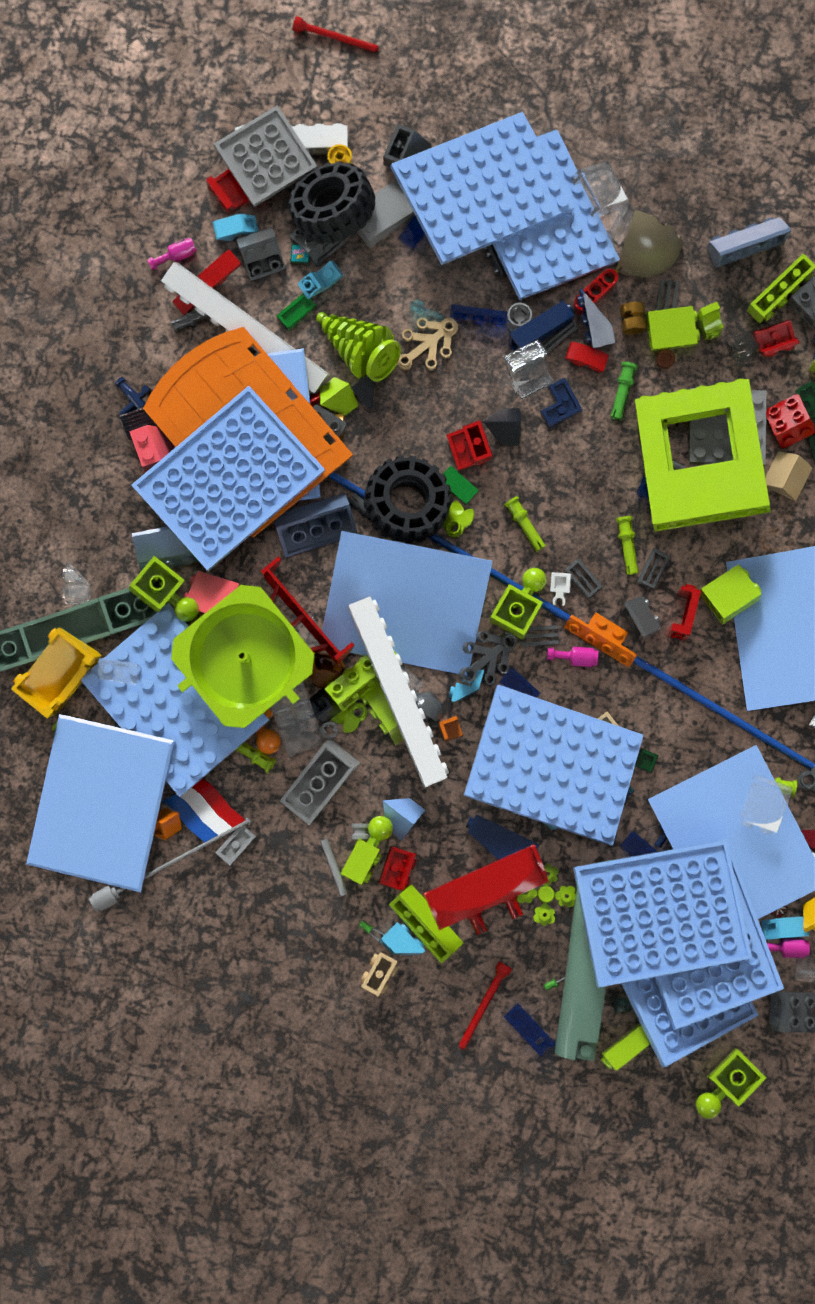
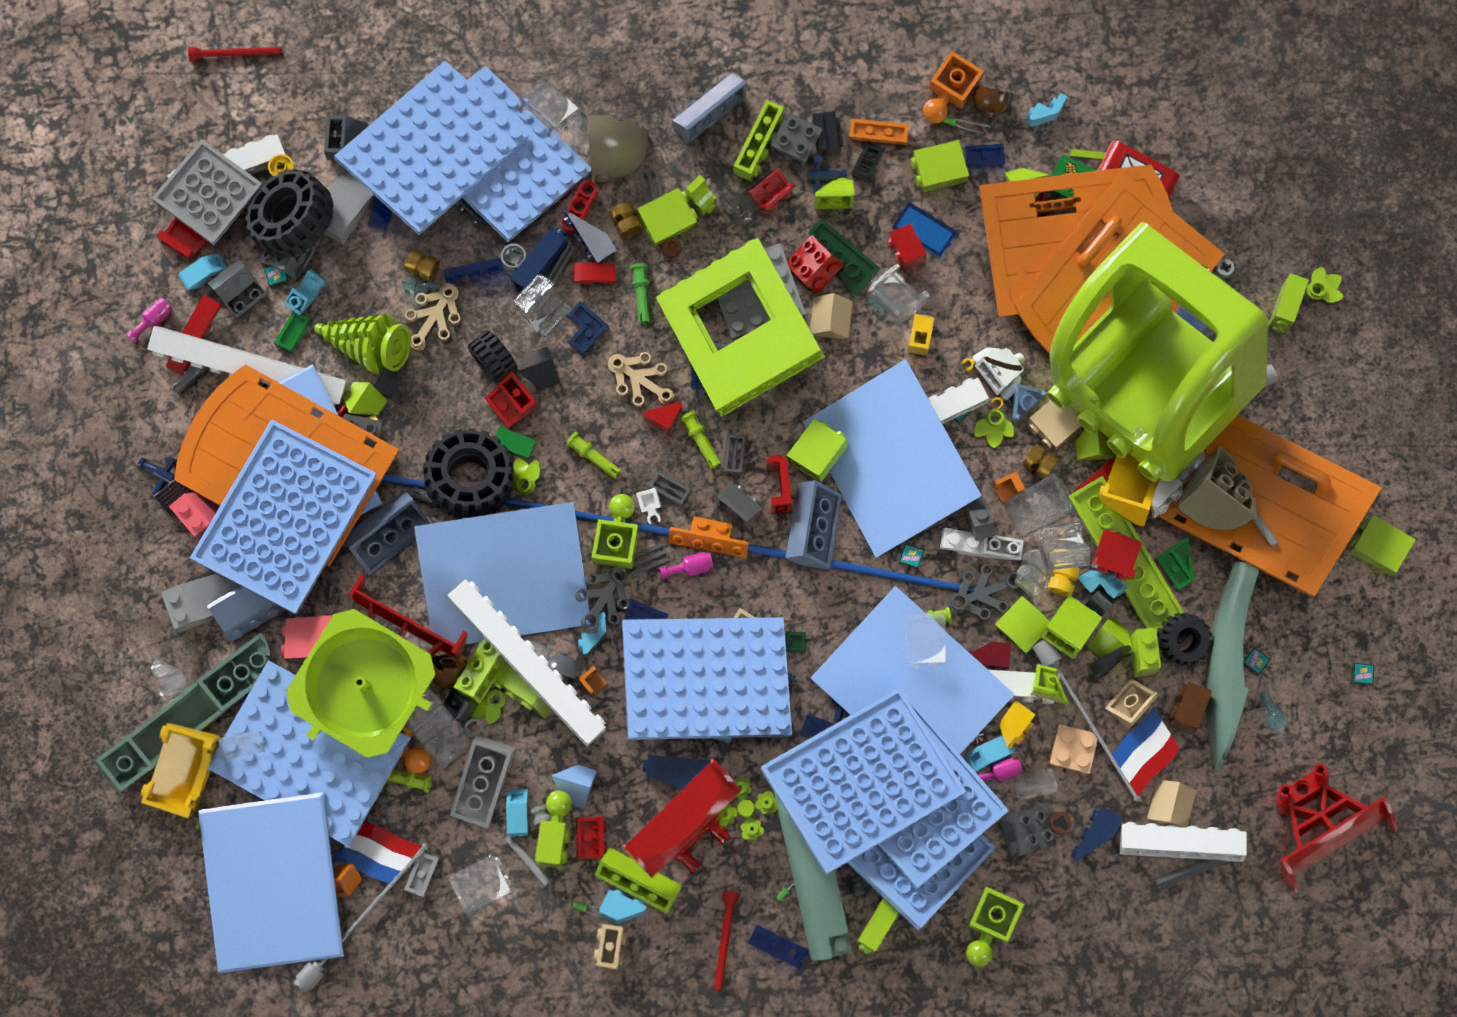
camera: 20 degrees left, 5 degrees down
(118, 523) = (189, 601): none -> light grey slope
(142, 586) = (254, 660): lime brick -> none
(284, 872) = (480, 883): none -> clear panel
(340, 821) = (517, 812): none -> medium azure slope
(436, 294) = (420, 264): none -> pearl gold wheel
(467, 400) = (492, 356): none -> black tyre
(591, 467) = (638, 377): none -> tan plant
(602, 511) = (664, 417): none -> red slope
(701, 660) = (813, 525): none -> sand blue slope
(779, 721) = (911, 556): none -> tile

